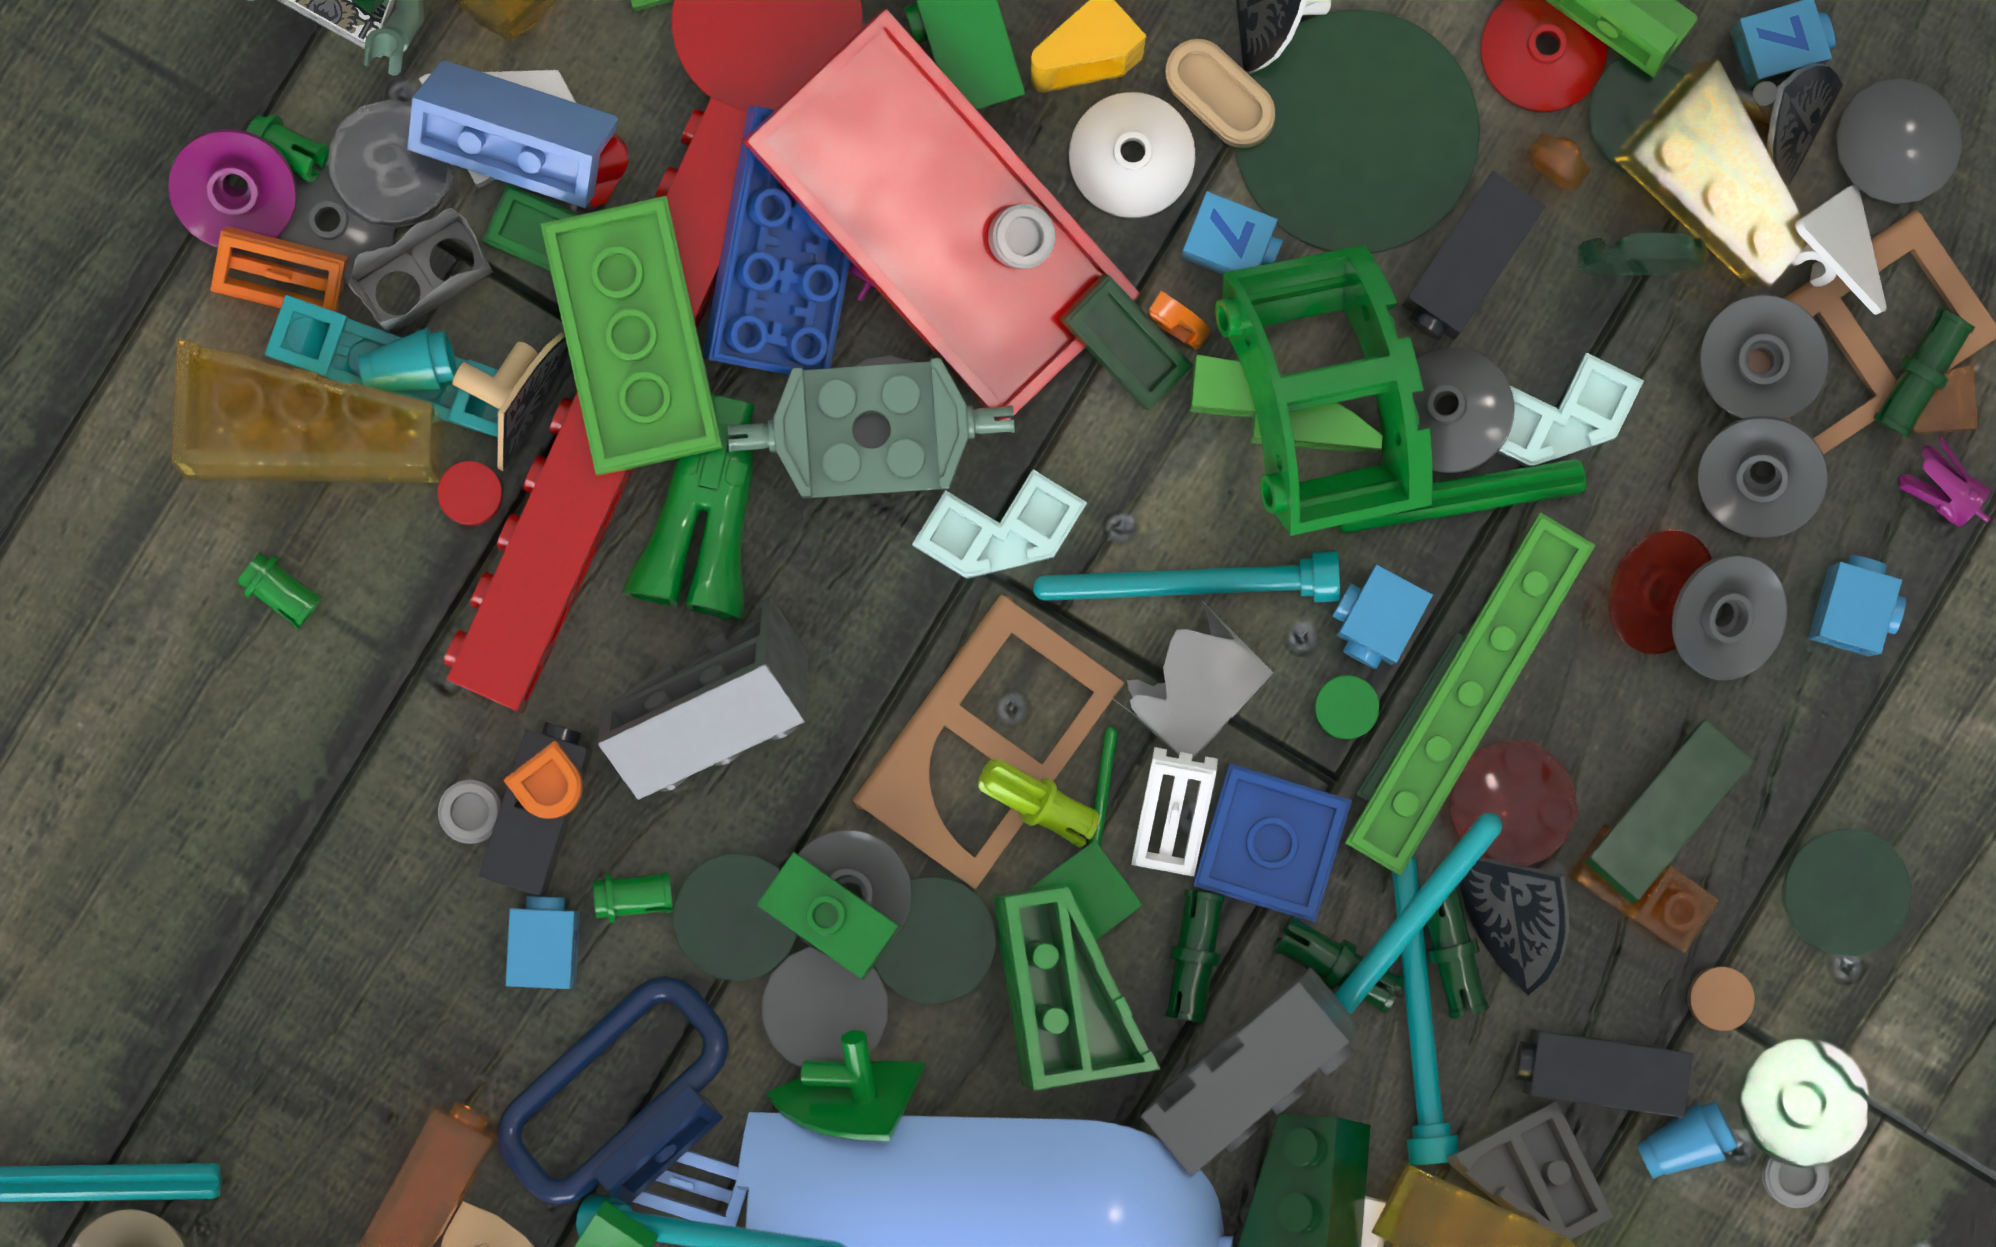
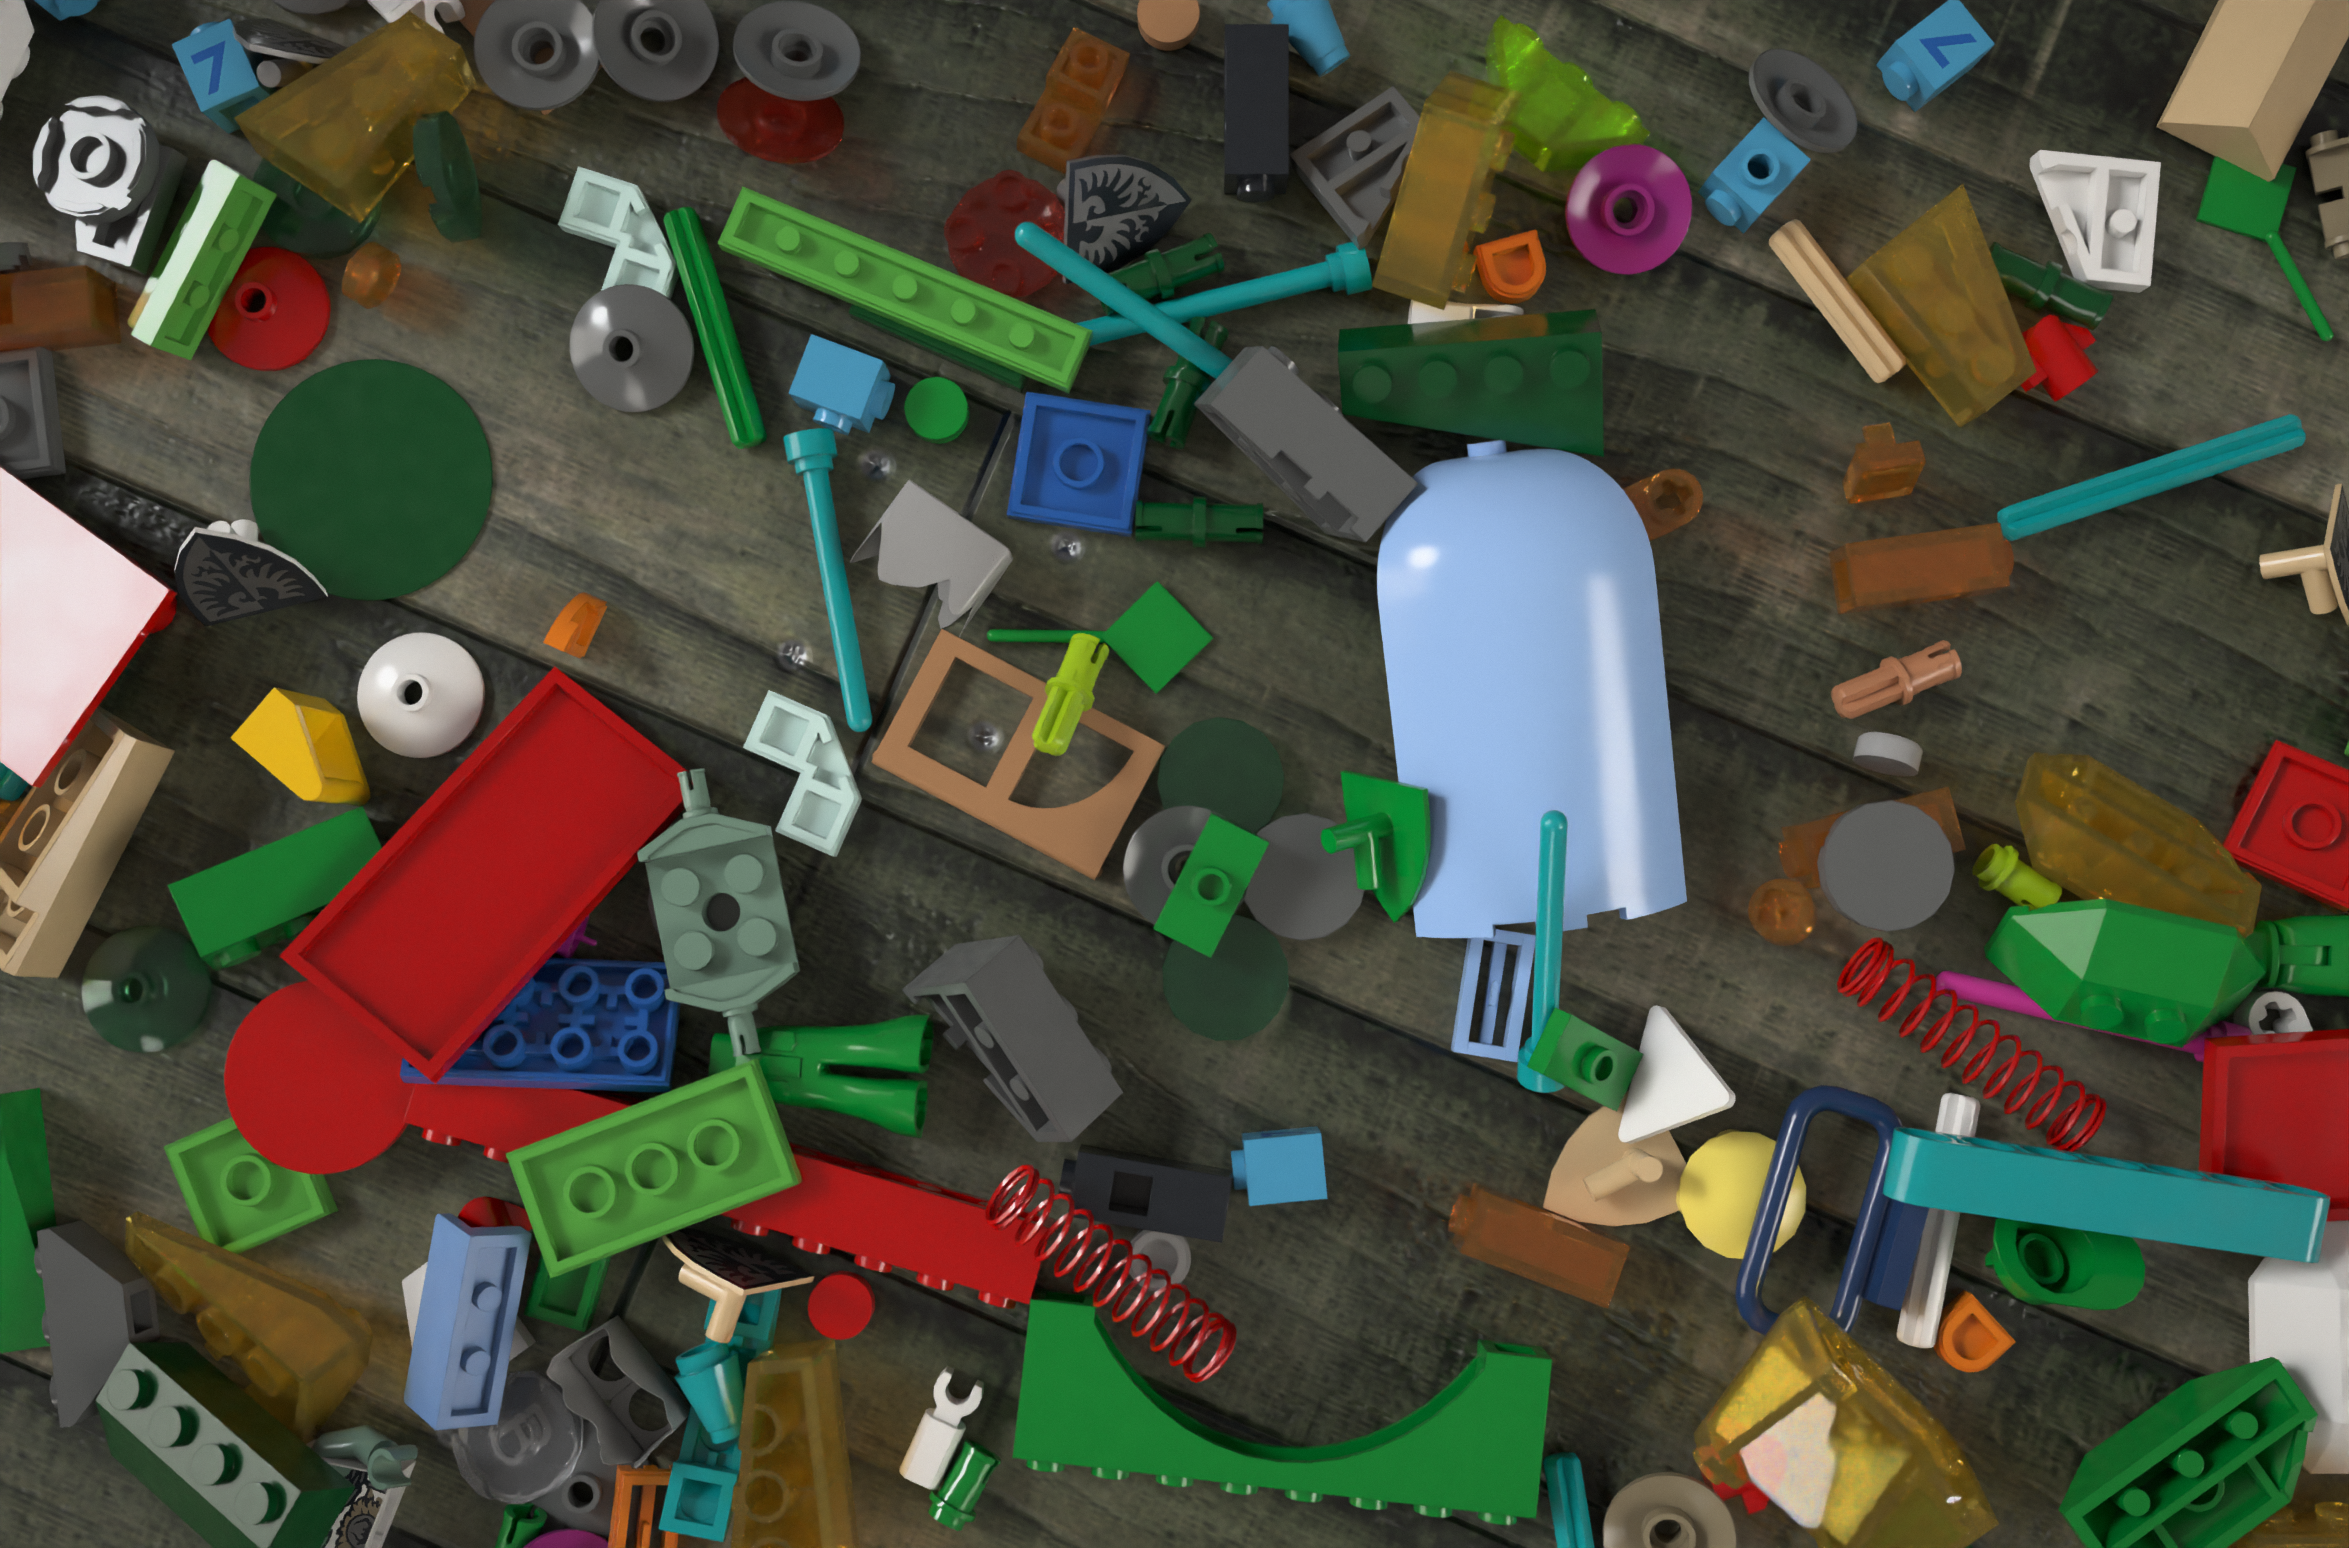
camera: 95 degrees left, 0 degrees up
(240, 1084) = (1462, 1450): none -> green arch
(332, 572) = (939, 1434): none -> white bar
(547, 783) = (1118, 1186): orange tile -> none
(551, 692) = (1018, 1204): none -> red piece
(632, 895) = (1219, 1084): green pin -> none
(651, 1138) = (1453, 1027): dark blue bar -> none
(1021, 236) = (506, 789): light grey tile -> none
(1061, 995) = (1256, 643): green wedge -> none
(1126, 342) = (603, 672): dark green tile -> none
(1183, 769) = (1017, 555): white tile -> none
(1220, 93) = (346, 615): tan tile -> none
(1222, 389) = (648, 513): bright green slope -> none
(1230, 237) = (488, 582): dark azure brick -> none
(1312, 287) = (590, 407): green window -> none
(1472, 258) = (475, 345): black brick -> none
(1668, 811) = (994, 84): dark green tile -> none

